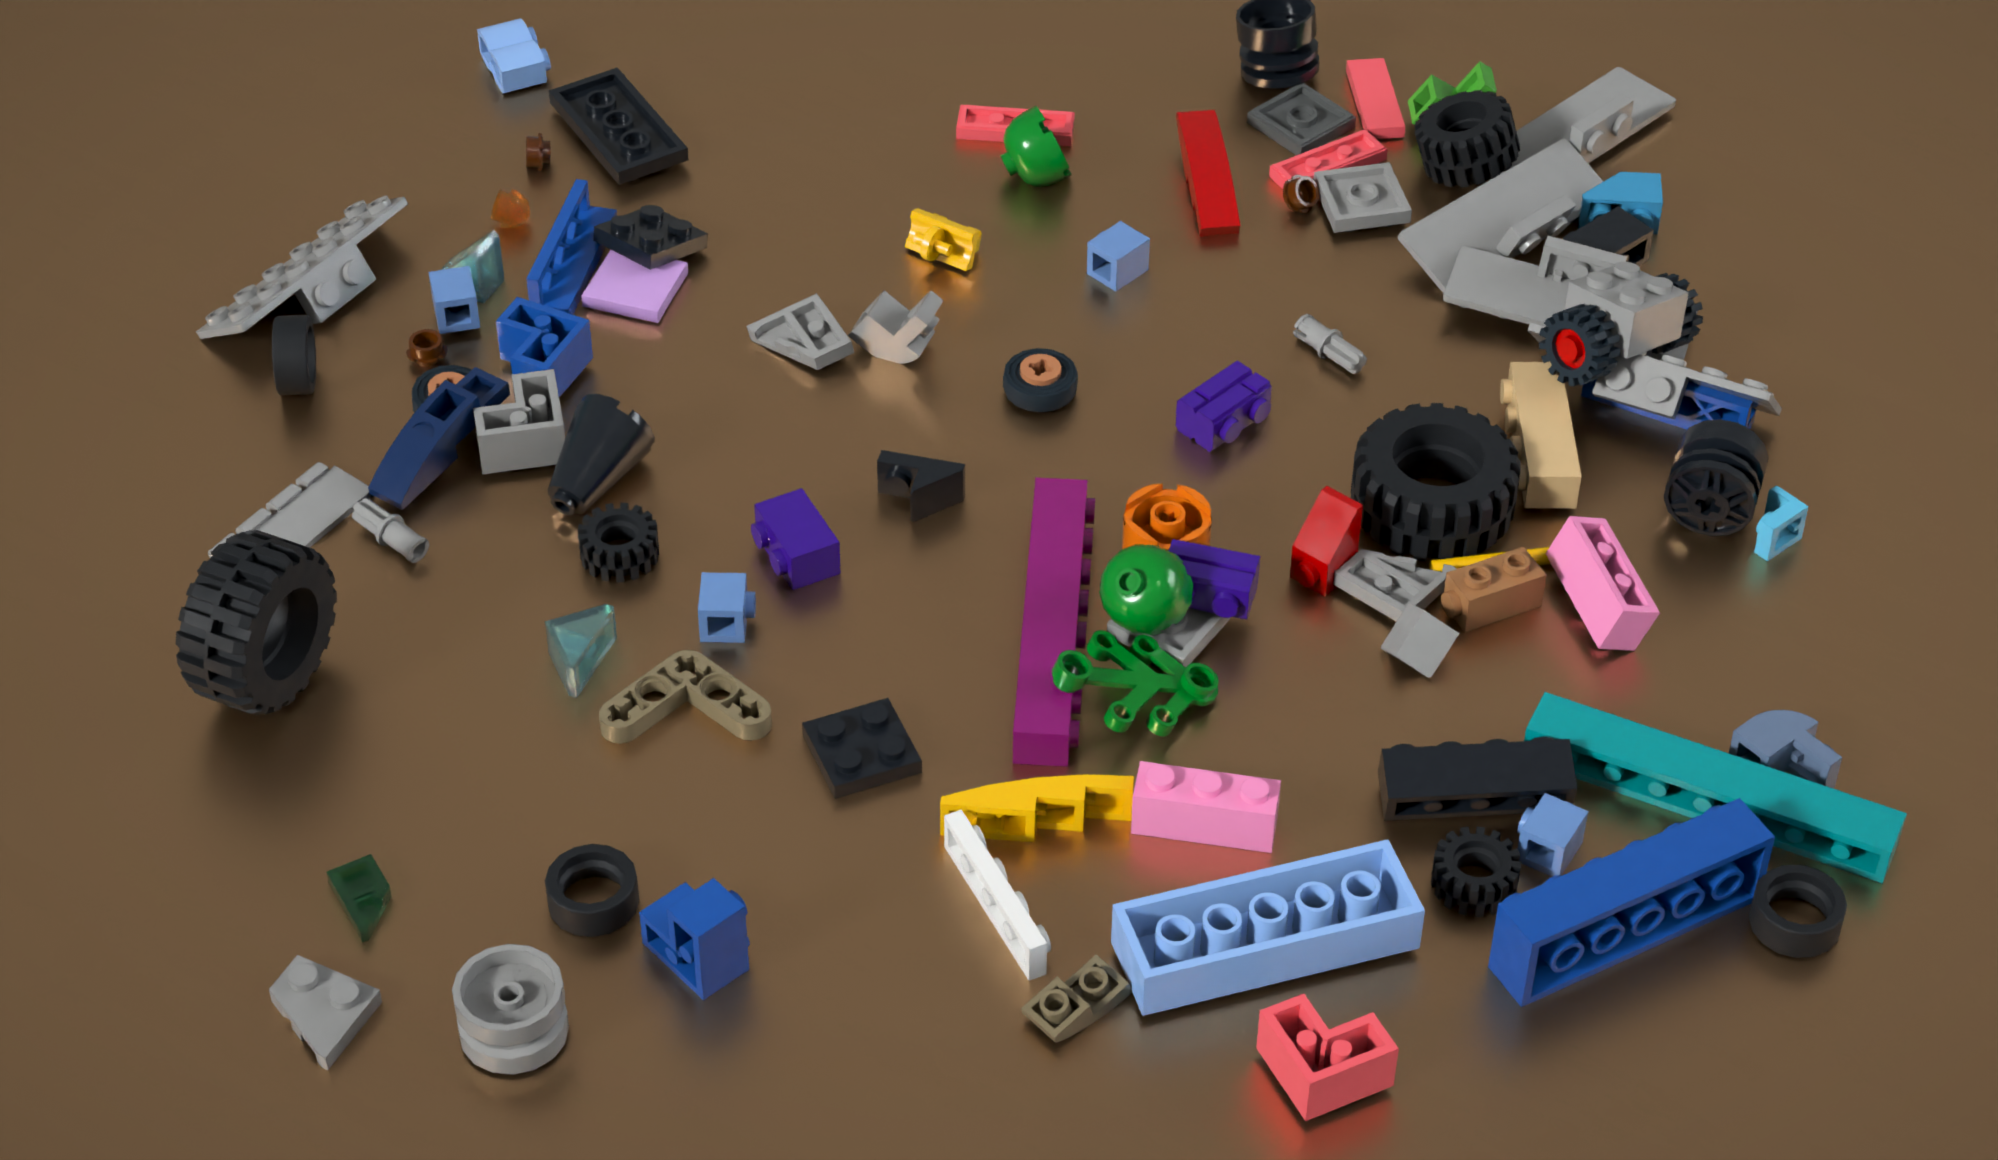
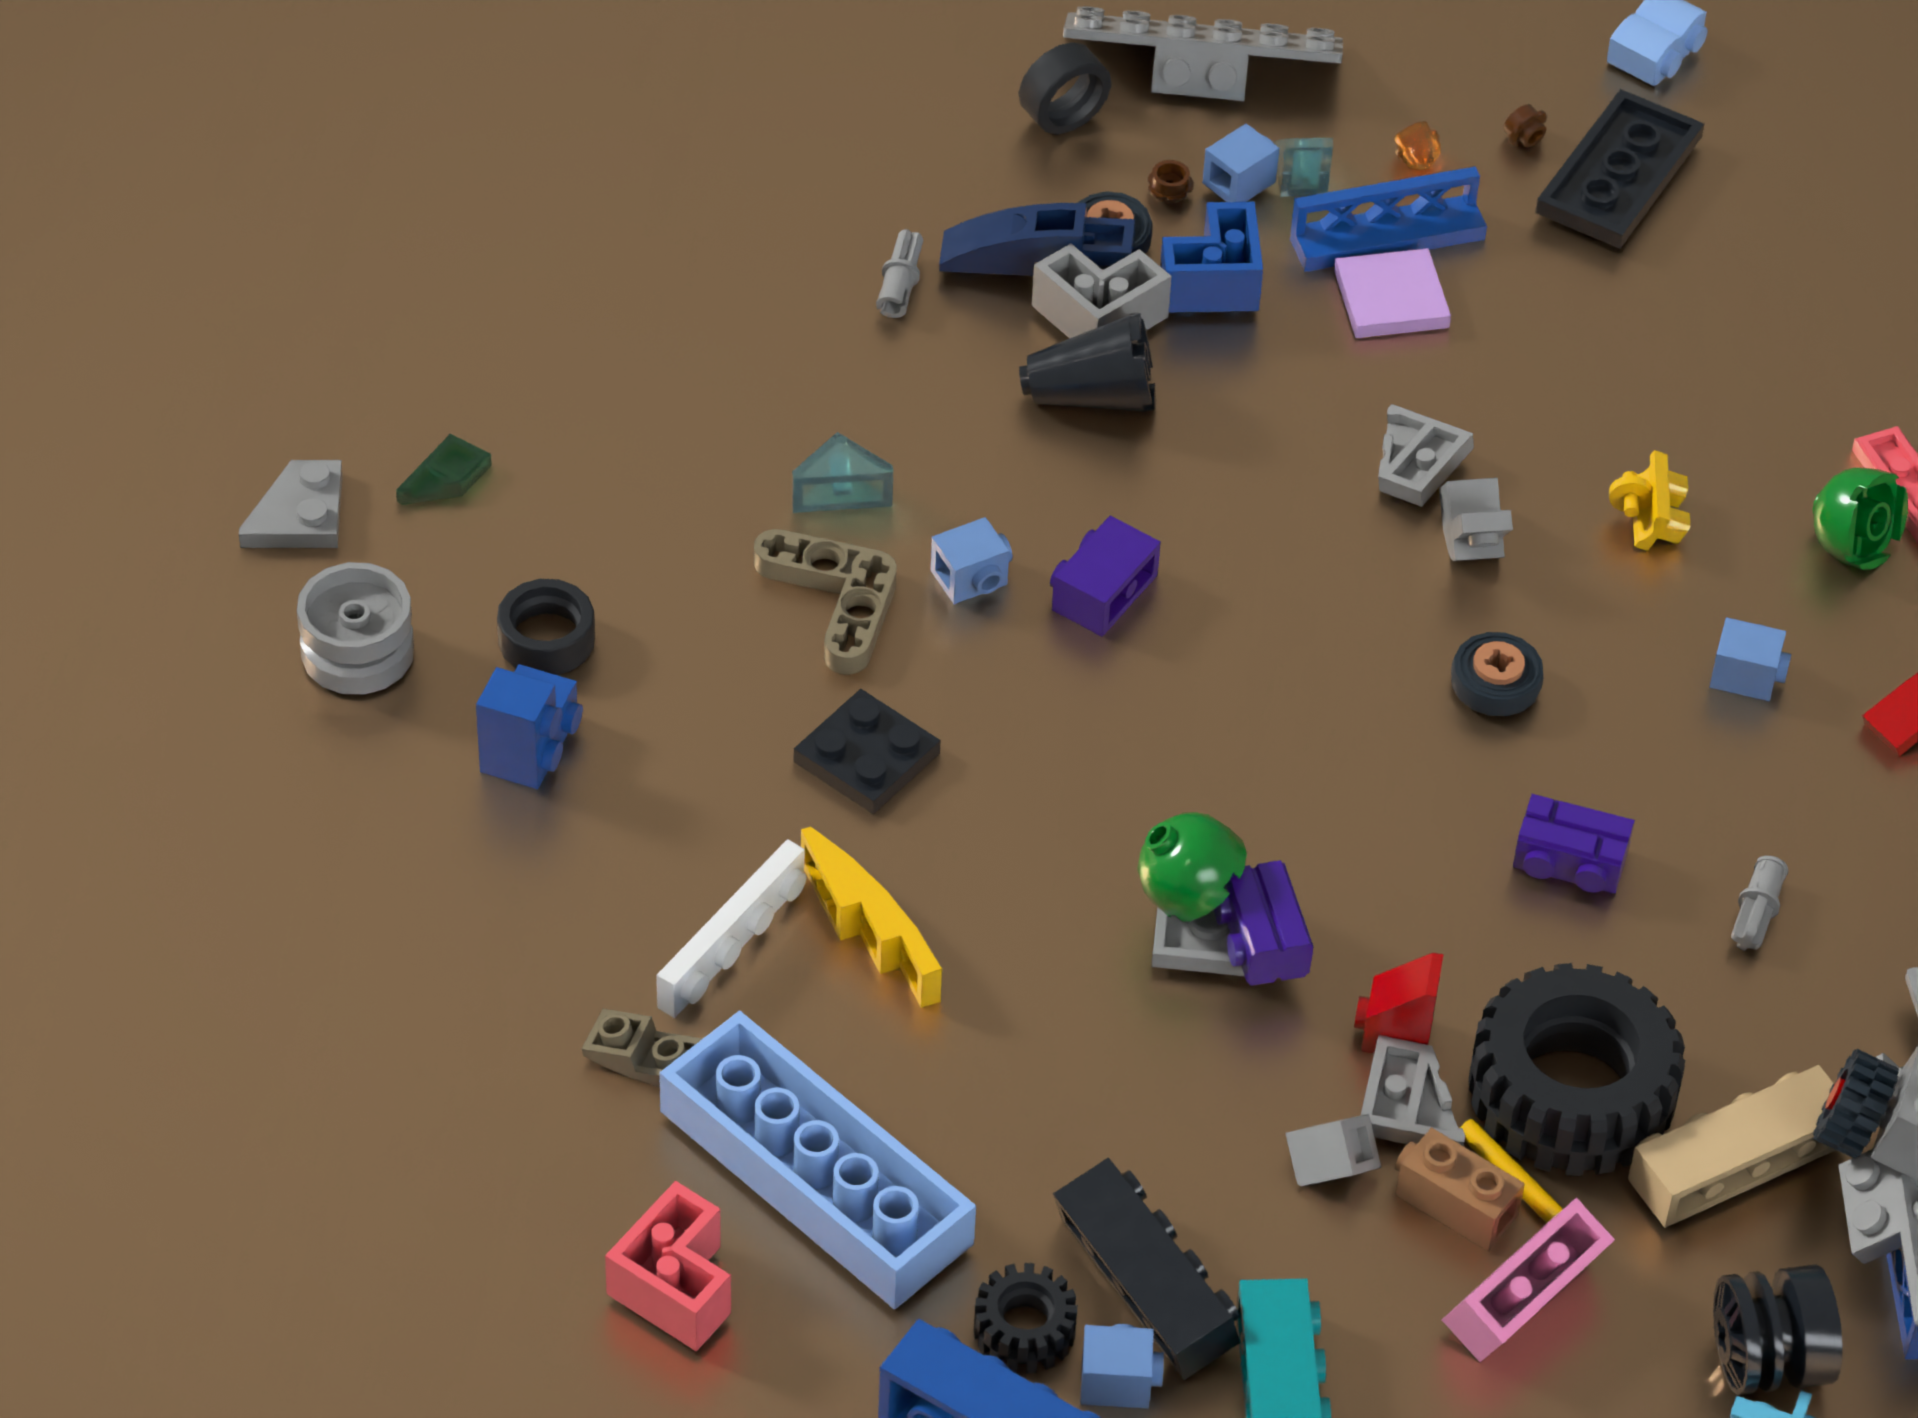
camera: 60 degrees right, 5 degrees up
(256, 622) = (660, 179): black tyre -> none
(309, 508) = (848, 206): light grey windscreen -> none
(618, 525) = (1005, 465): black tyre -> none
(650, 236) = (1462, 269): black plate -> none
(926, 481) = (1257, 642): black slope -> none
(1051, 620) = (1107, 830): magenta brick -> none
(1162, 514) = (1329, 863): orange brick -> none
(1191, 684) = (1089, 928): green plant -> none
(1205, 806) = (955, 1051): bright pink brick -> none

